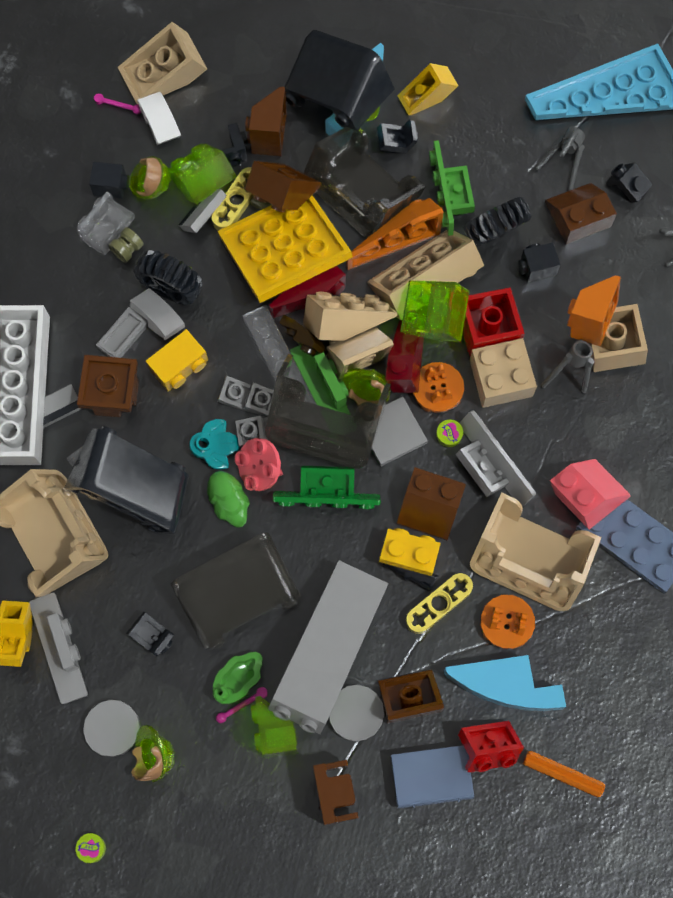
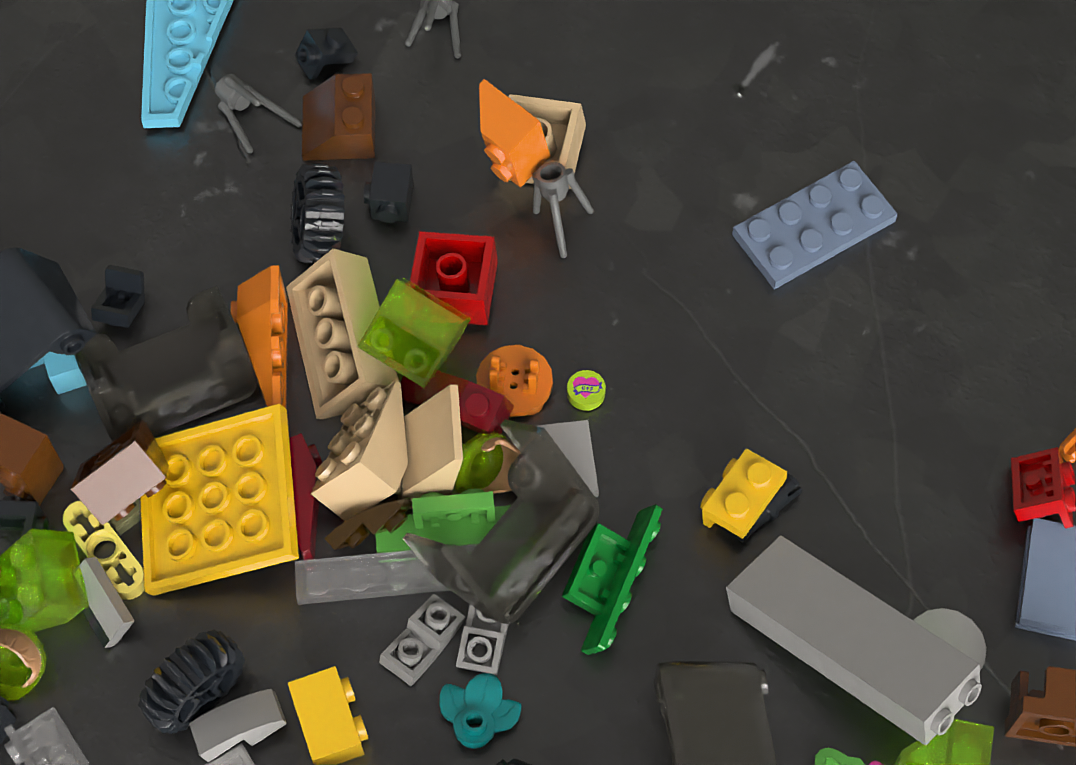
camera: 70 degrees left, 10 degrees down
(125, 244) = (102, 734): olive wheel -> none
(228, 498) = (569, 719): bright green arm -> none
(252, 471) = (519, 652): coral plate -> none
(410, 696) = (945, 566): reddish brown slope -> none
(427, 89) = (67, 234): yellow slope -> none
(431, 503) = (680, 445): reddish brown slope -> none
(450, 585) = (844, 508): light yellow beam -> none
(454, 188) = (230, 256): bright green bracket -> none
(490, 463) = (650, 351): light grey bracket -> none
(502, 373) = (530, 291): tan brick -> none
(506, 684) = (962, 440): medium azure slope -> none
(520, 624) = (869, 426): orange plate -> none
(533, 557) = (804, 345): tan windscreen -> none
(588, 491) = (738, 248): coral slope -> none

